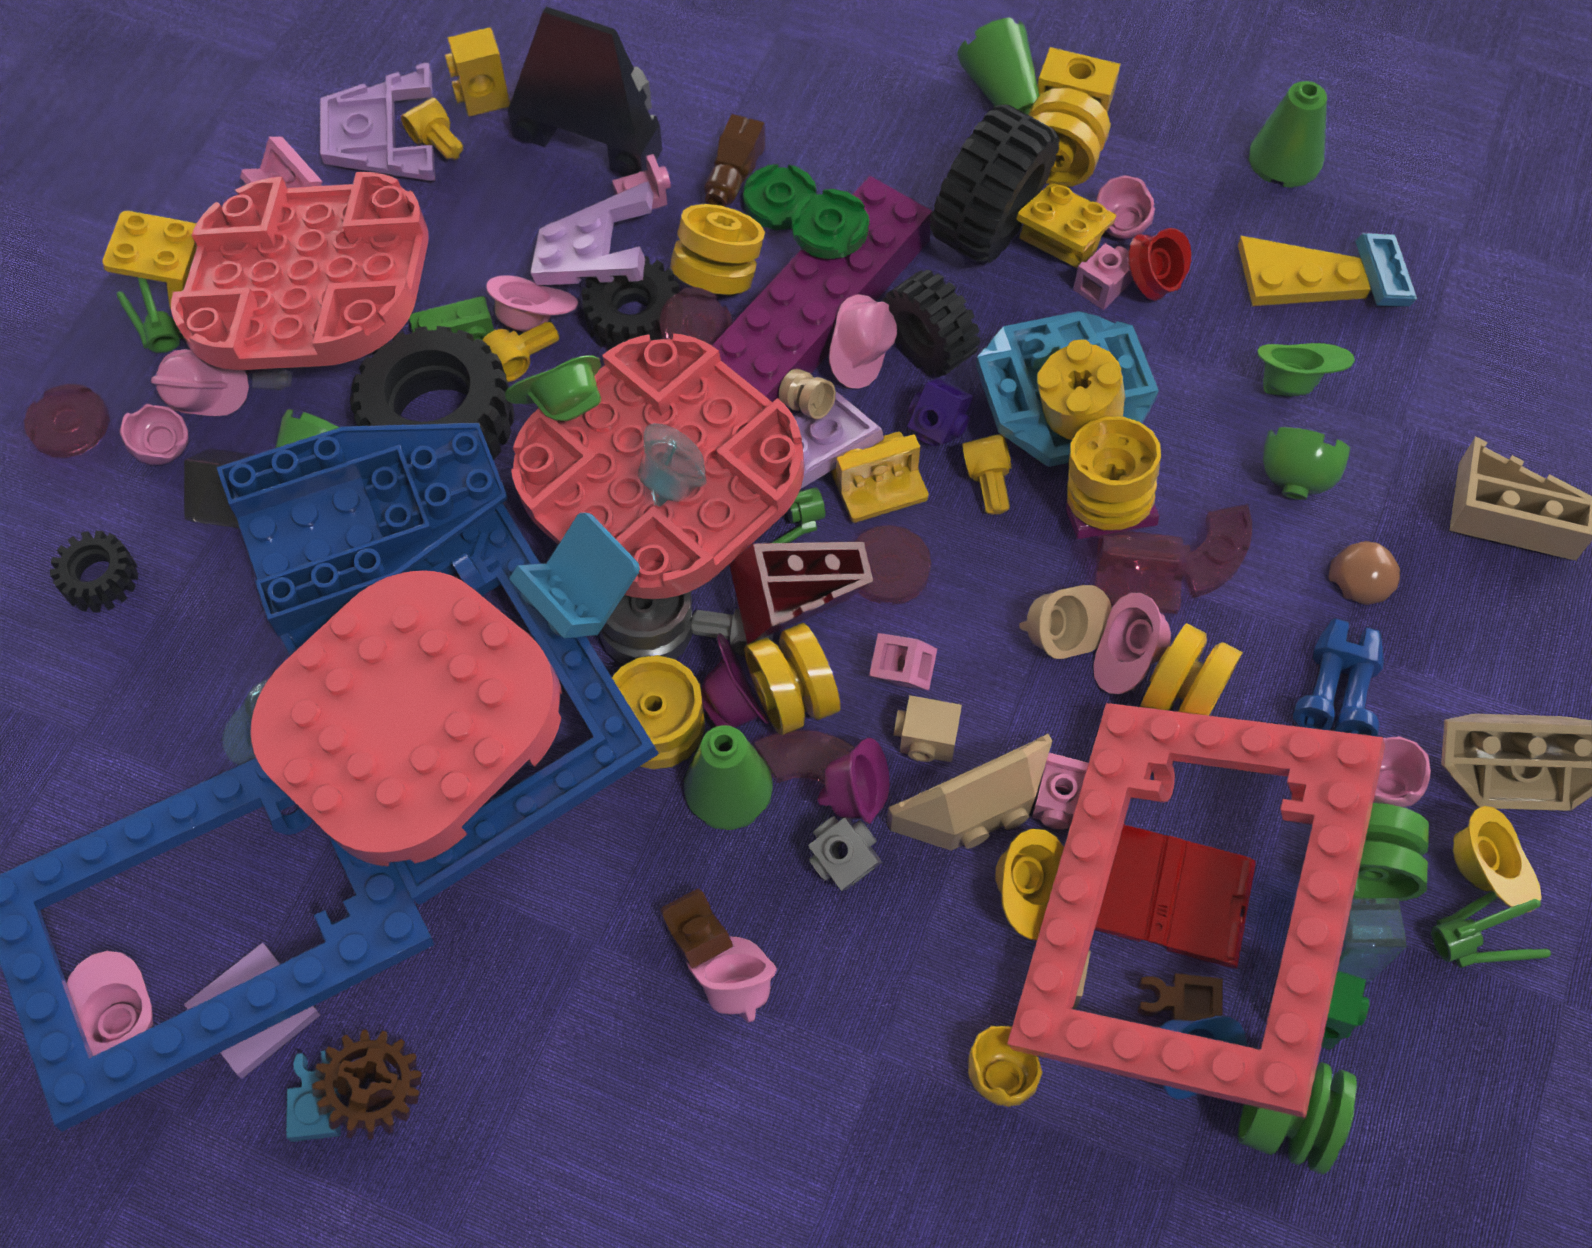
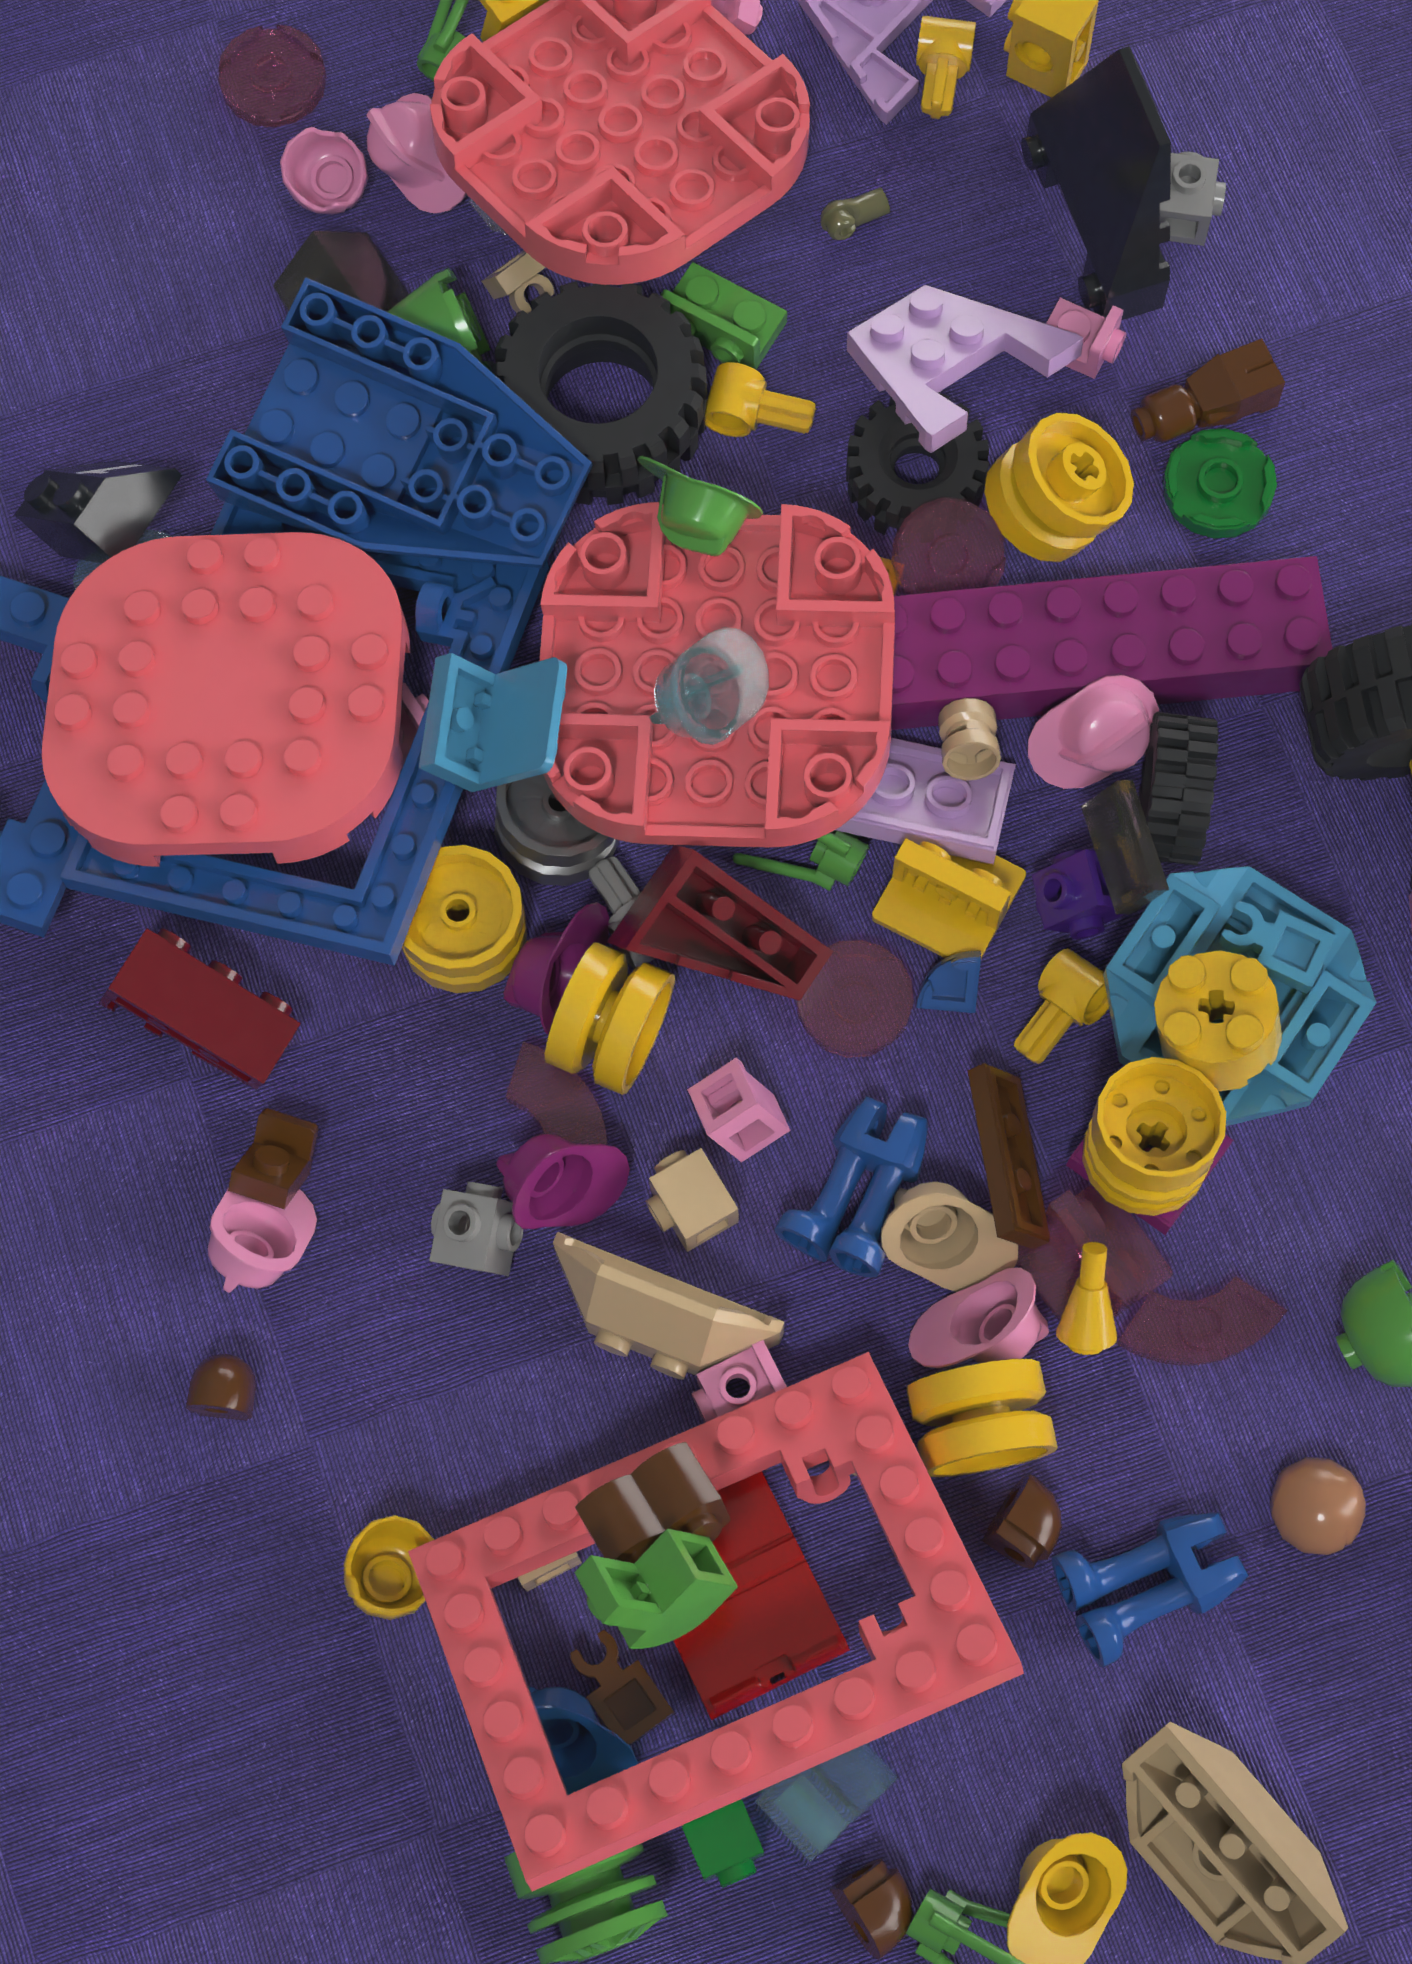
camera: 50 degrees right, 10 degrees up
(82, 555) = (133, 241): black tyre -> none
(210, 703) = (95, 507): none -> black slope
(322, 393) = (514, 278): none -> tan tile
(464, 230) = (844, 215): none -> olive arm
(526, 305) = (813, 361): bright pink piece -> none
(563, 893) = (202, 1007): none -> dark red wedge
(727, 780) = (458, 1055): bright green cone -> none
(805, 1076) = (222, 1388): none -> reddish brown piece
(830, 224) = (1197, 574): green tile -> none
(927, 511) = (952, 984): none -> blue tile
(944, 363) = (1124, 847): none -> clear smoke tile
(1002, 616) = (858, 1150): none -> blue piece
(1027, 878) = (600, 1431): yellow piece -> none
(1052, 556) = (1008, 1156): none -> reddish brown tile
(1118, 874) = (657, 1496): none -> reddish brown brick
(1175, 898) = (660, 1594): none -> bright green brick
(1177, 586) = (1088, 1317): none -> yellow cone
(1259, 705) = (1026, 1523): none -> reddish brown piece
(1393, 854) = (952, 1758): bright green wheel -> none
(1403, 773) = (1074, 1717): bright pink hair -> none
(1423, 967) = (875, 1906): none -> reddish brown piece

